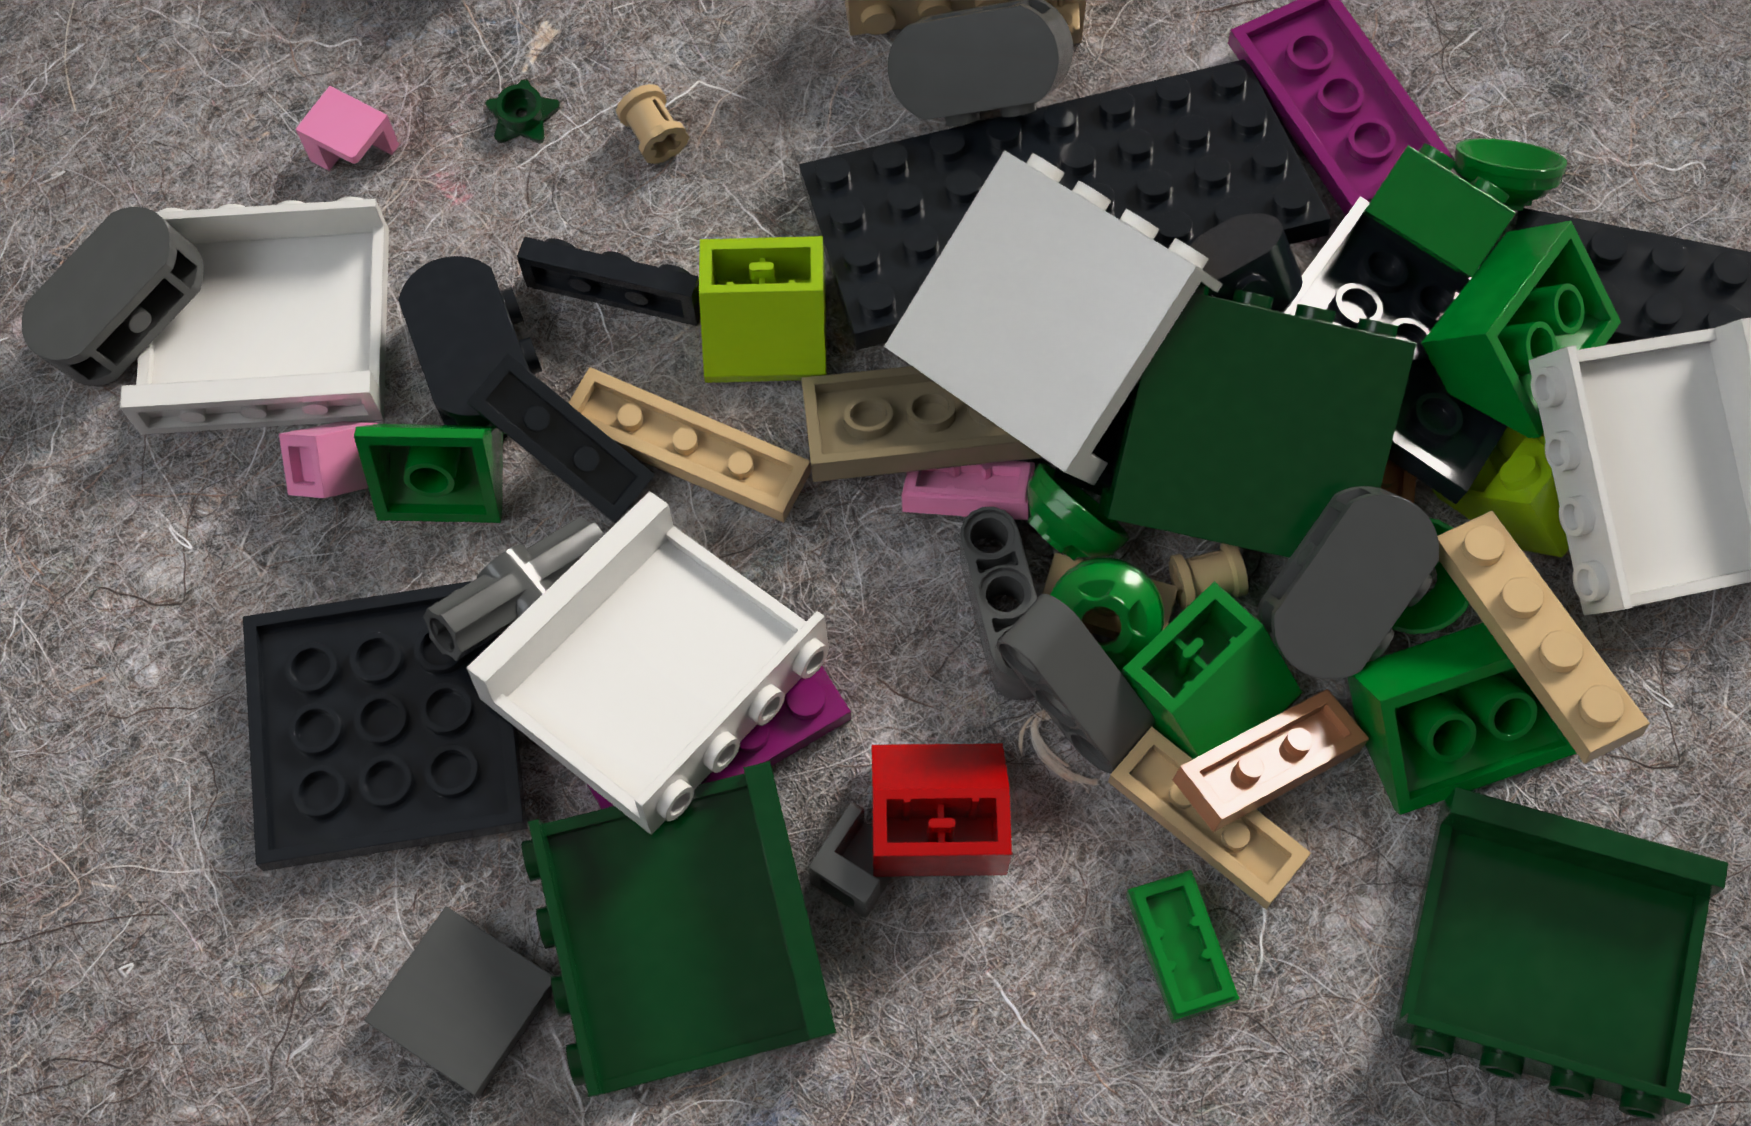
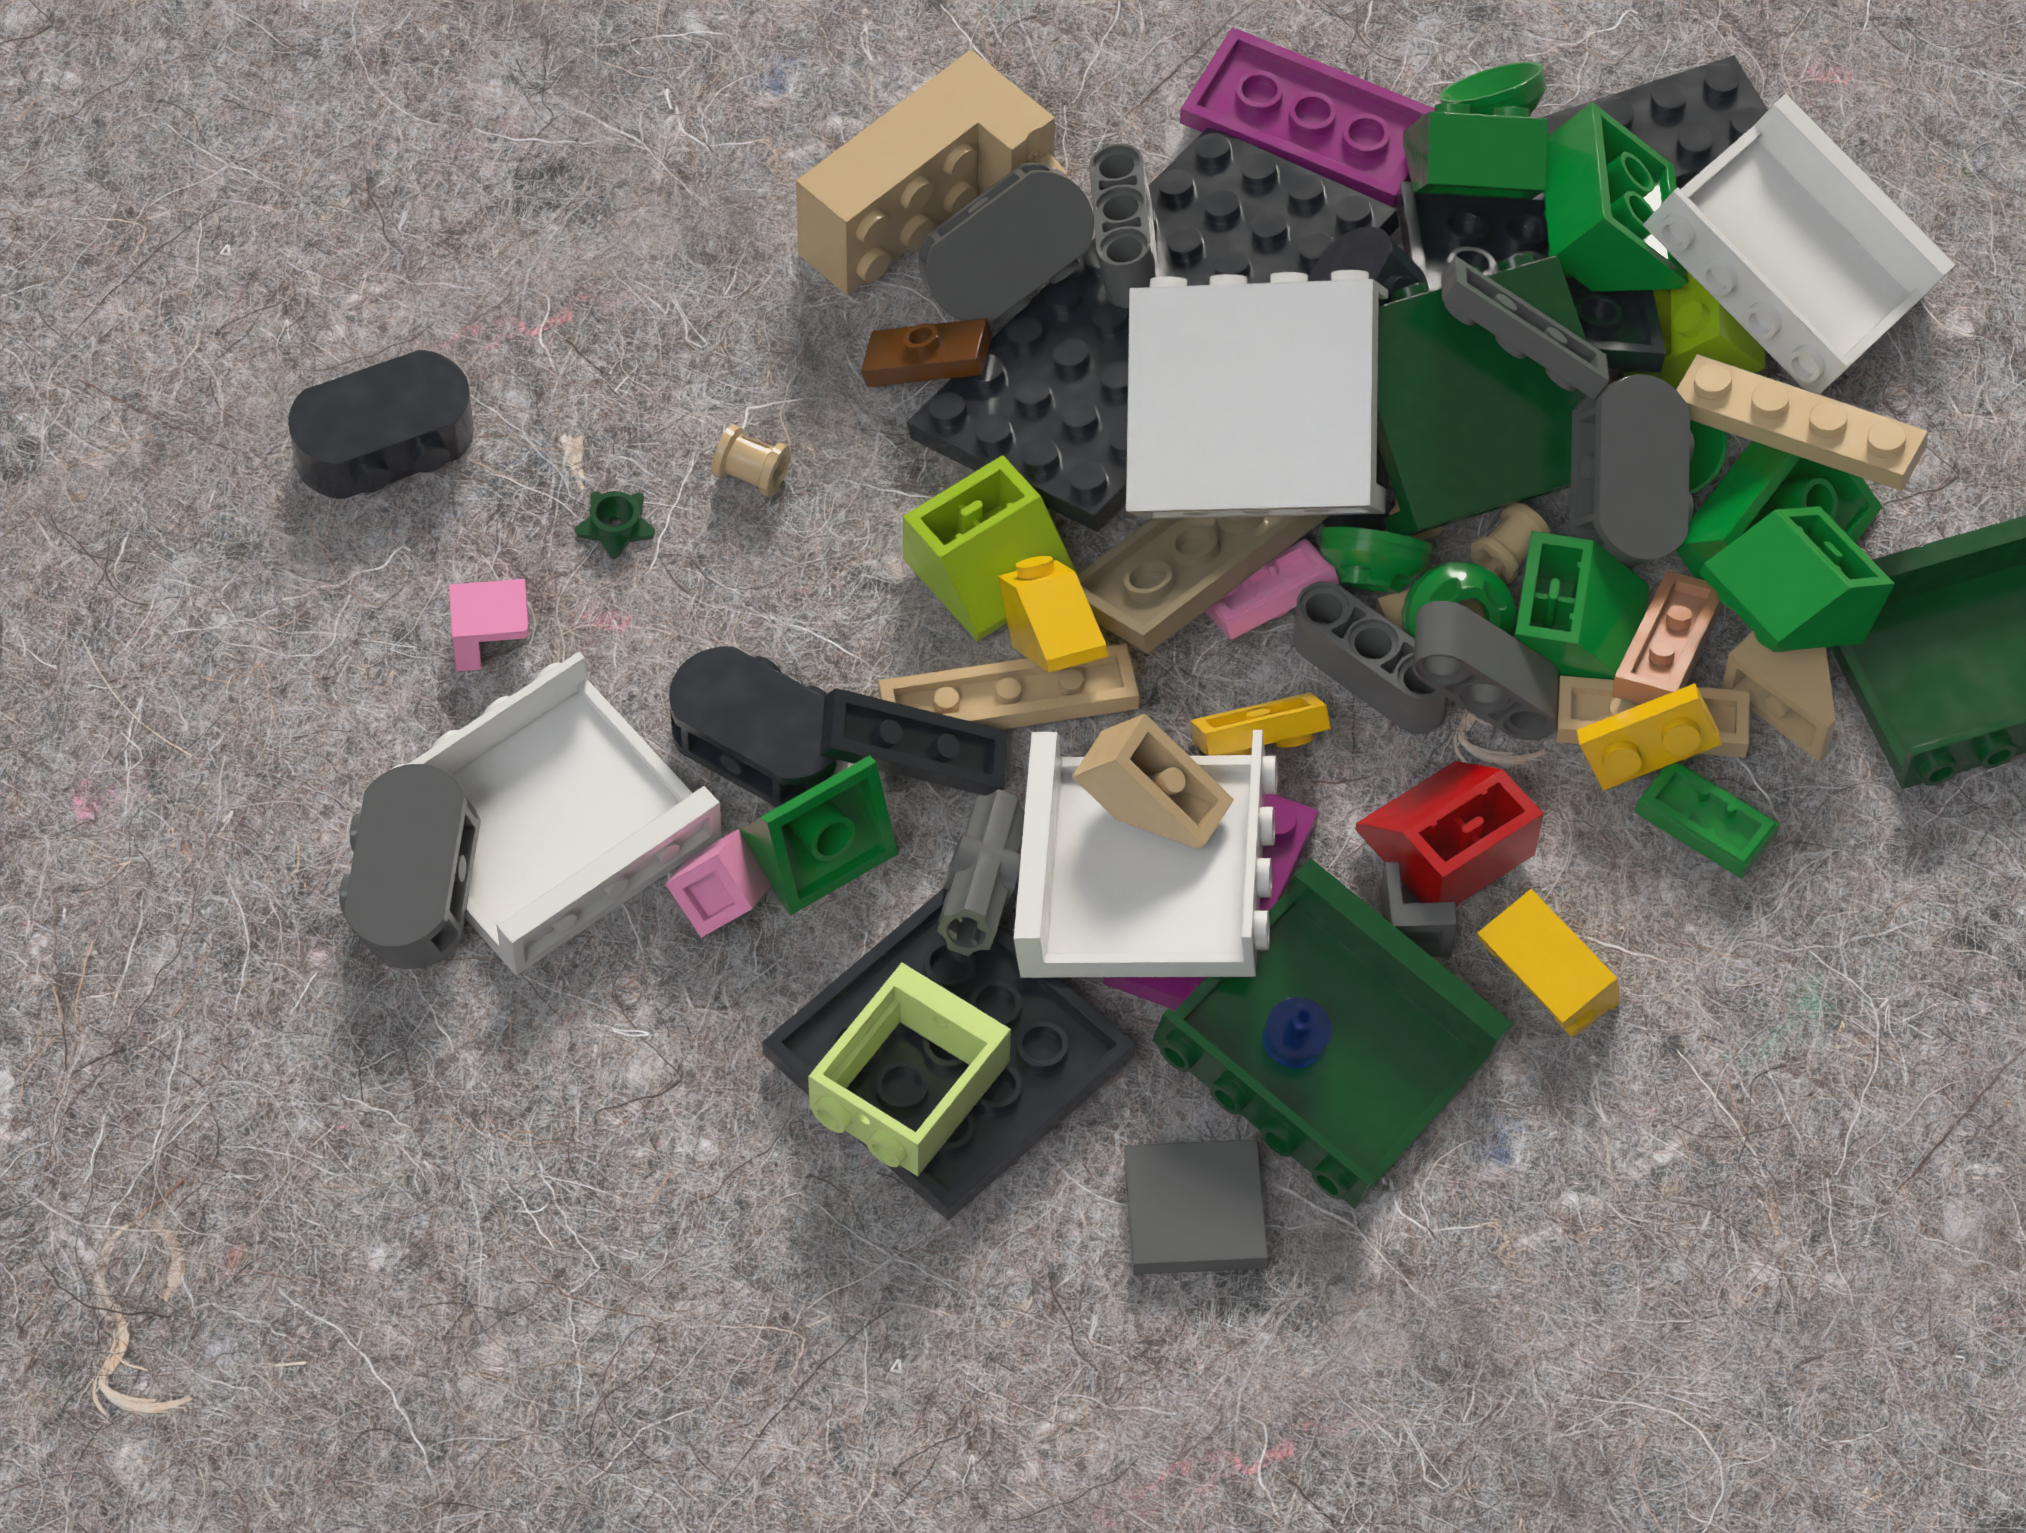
camera: 40 degrees left, 10 degrees down
(290, 673) = (937, 1017): none -> yellowish green window
(610, 280) = (832, 604): black plate -> none
(664, 921) = (1296, 1032): none -> clear blue tile
(700, 606) = (1152, 783): none -> tan slope
(755, 400) = (1050, 615): none -> yellow slope
(857, 115) = (926, 352): none -> reddish brown plate
(863, 603) = (1283, 721): none -> yellow plate
(927, 992) = (1552, 963): none -> yellow hinge
(1088, 97) = (1122, 221): none -> dark grey beam
(1178, 839) = (1649, 737): none -> yellow plate
(1327, 393) = (1523, 329): none -> dark grey plate
(1355, 862) = (1786, 691): none -> tan slope
(1416, 789) = (1799, 582): none -> green slope

